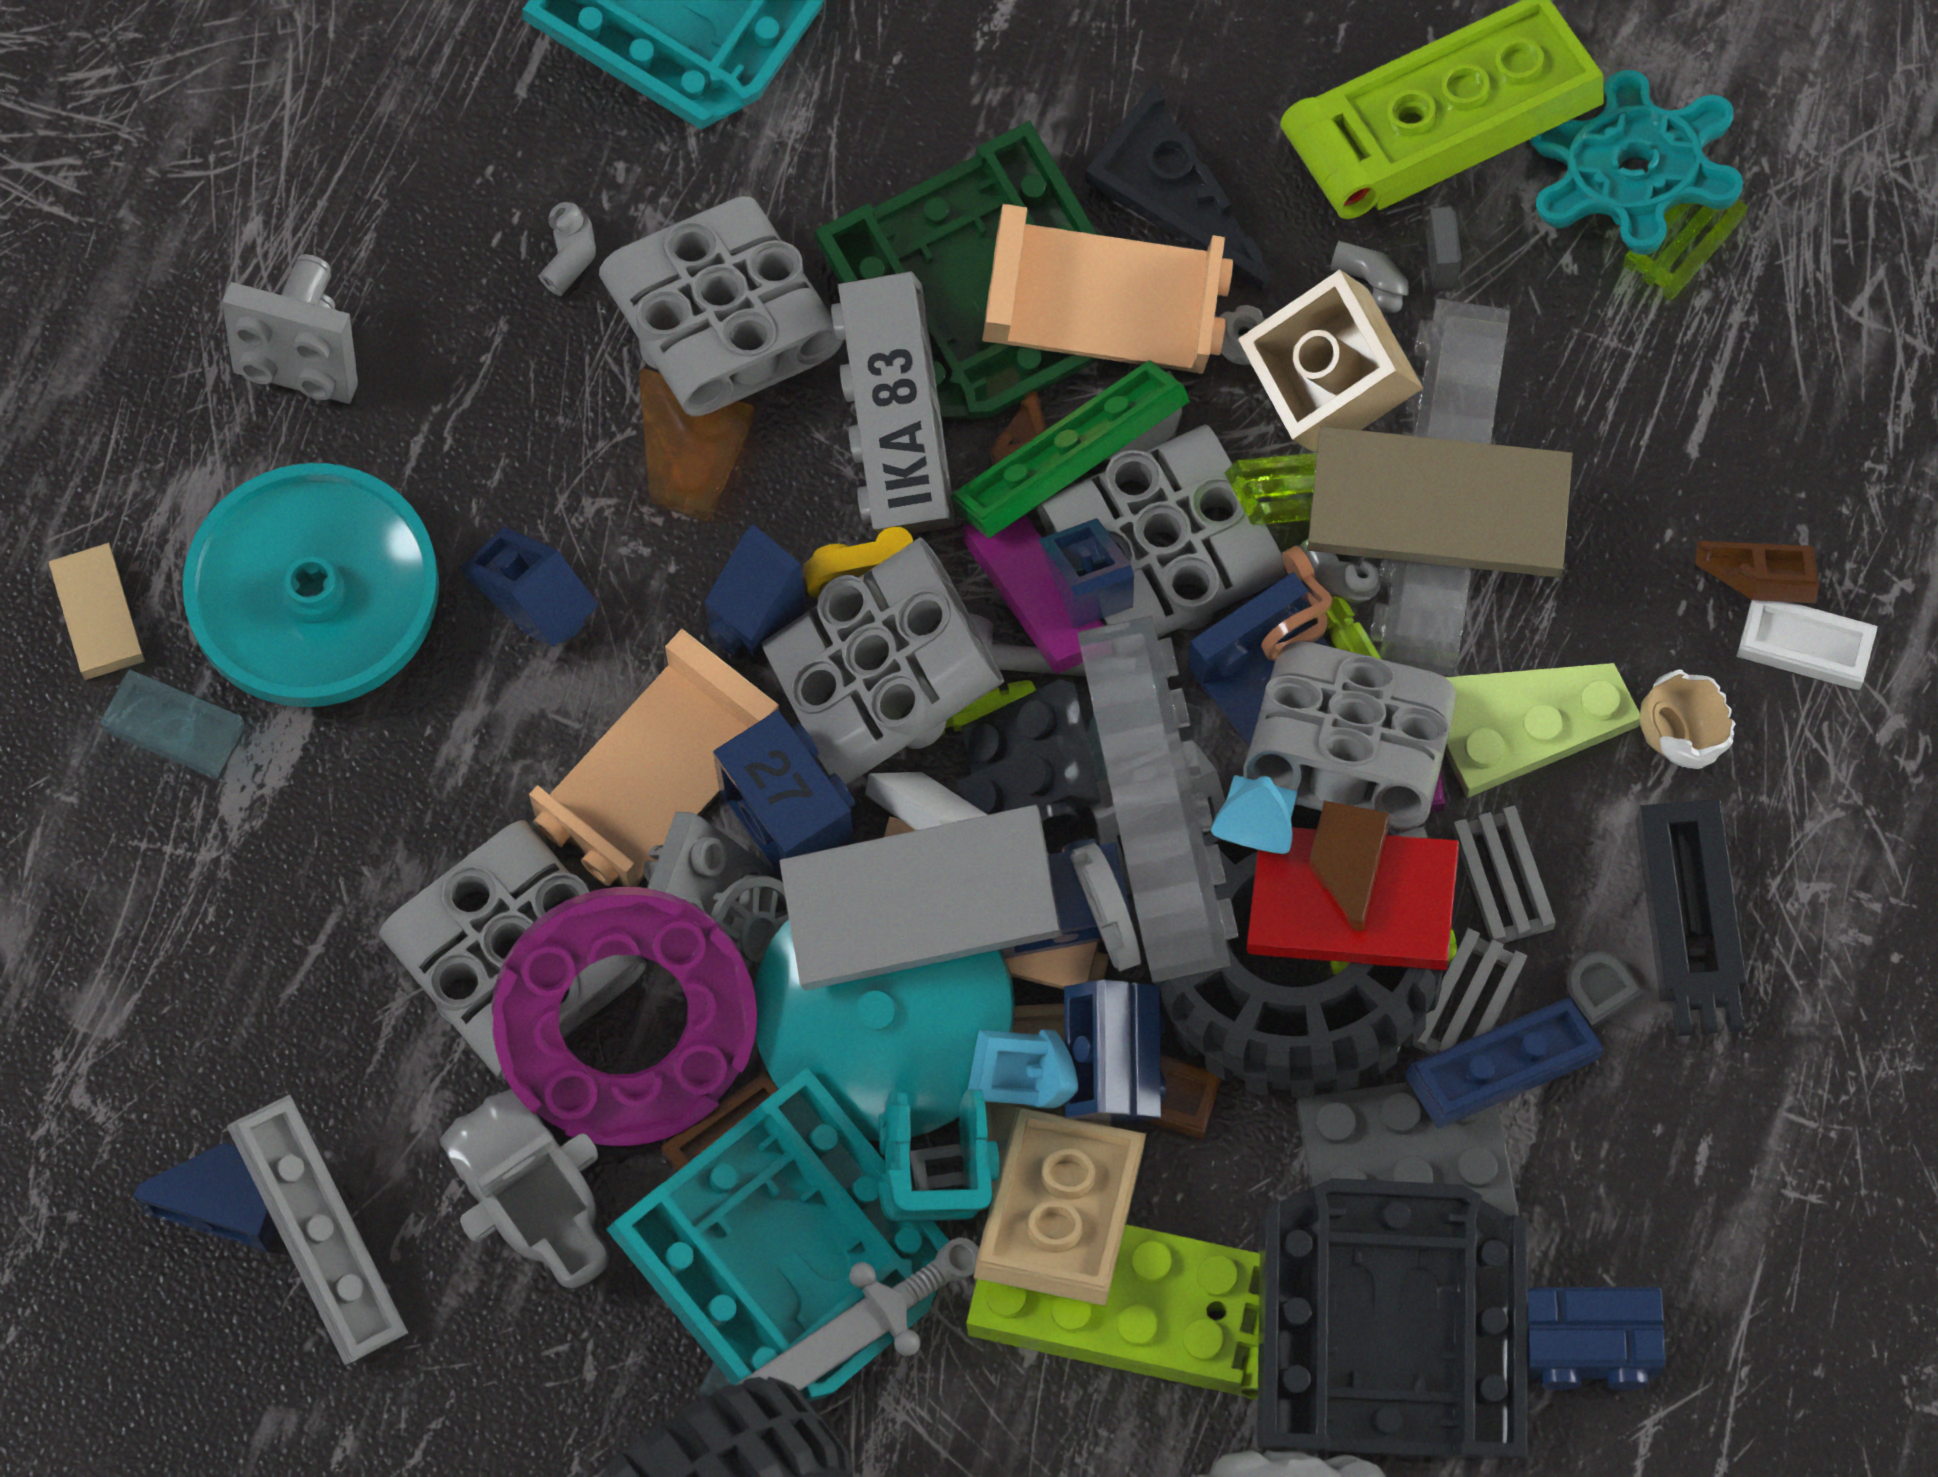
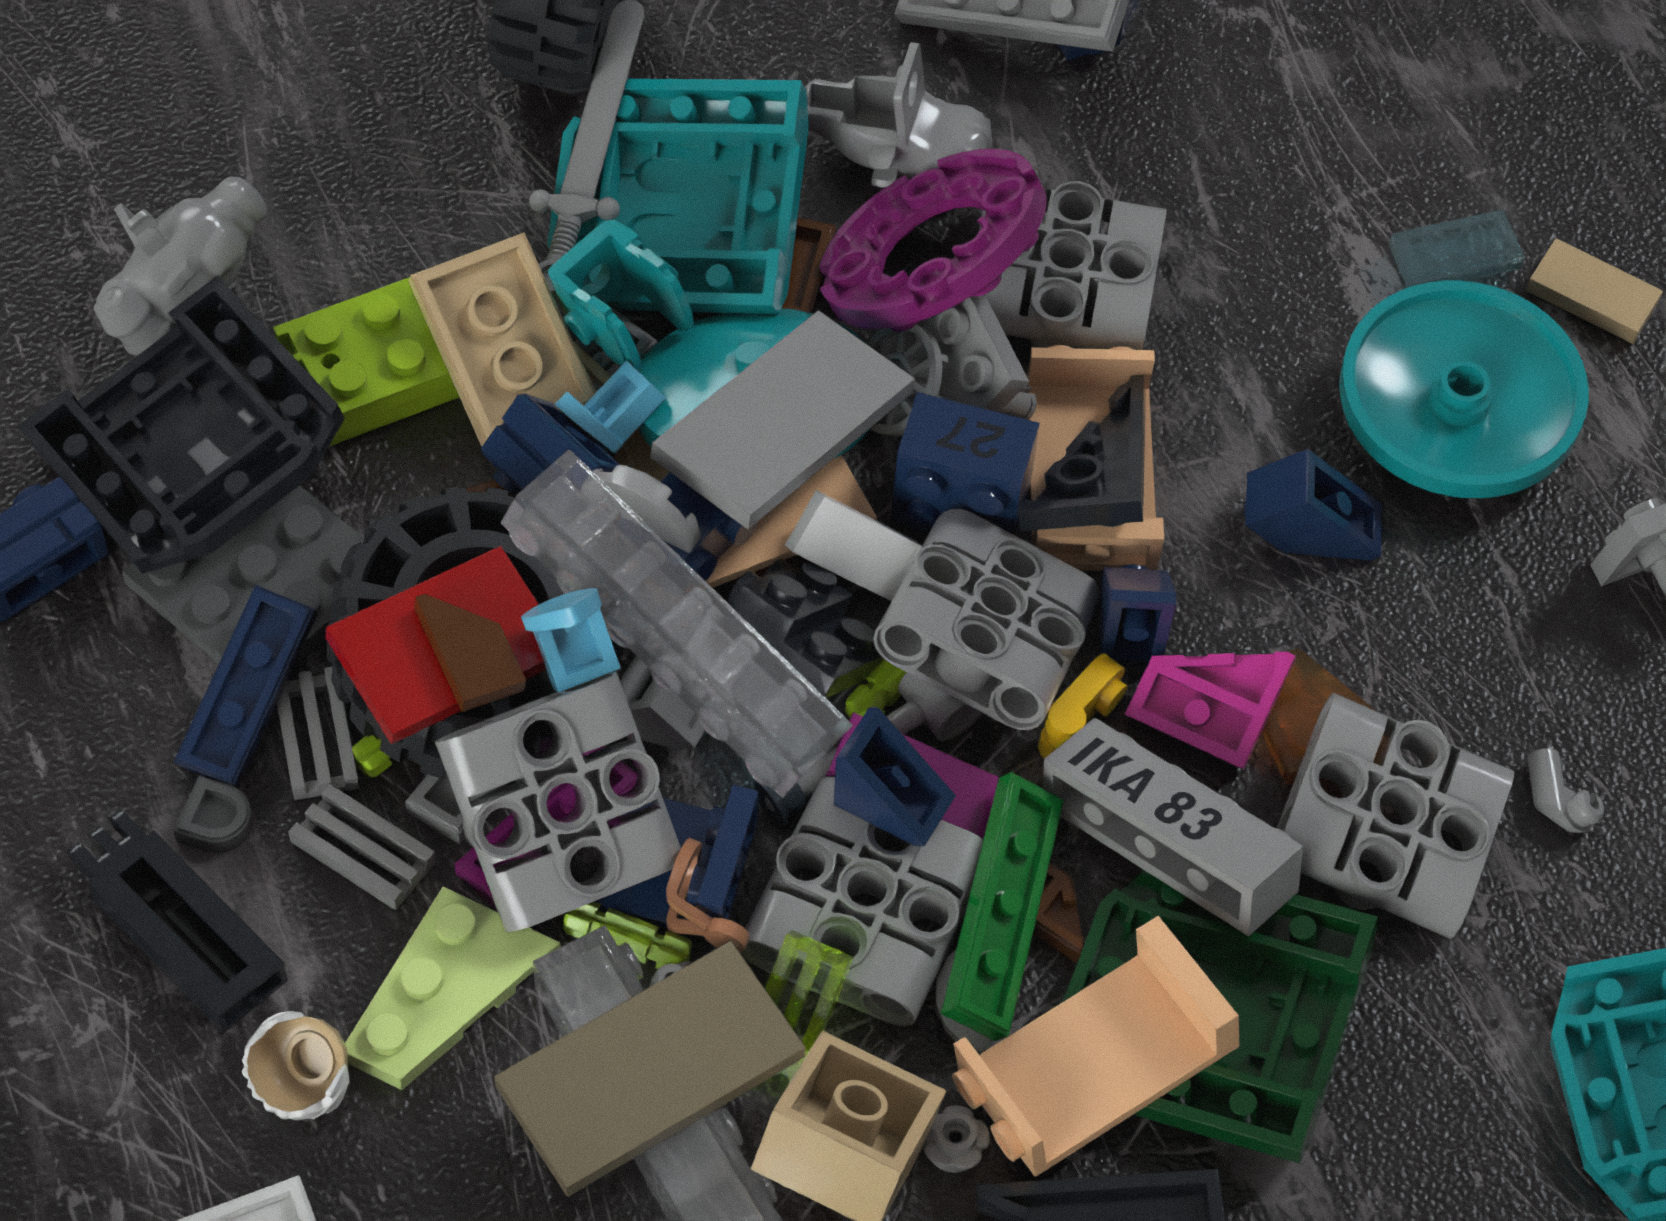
camera: 135 degrees right, 10 degrees down
(683, 711) = (1101, 472): none -> black wing
(762, 486) = (1212, 700): none -> dark pink wing

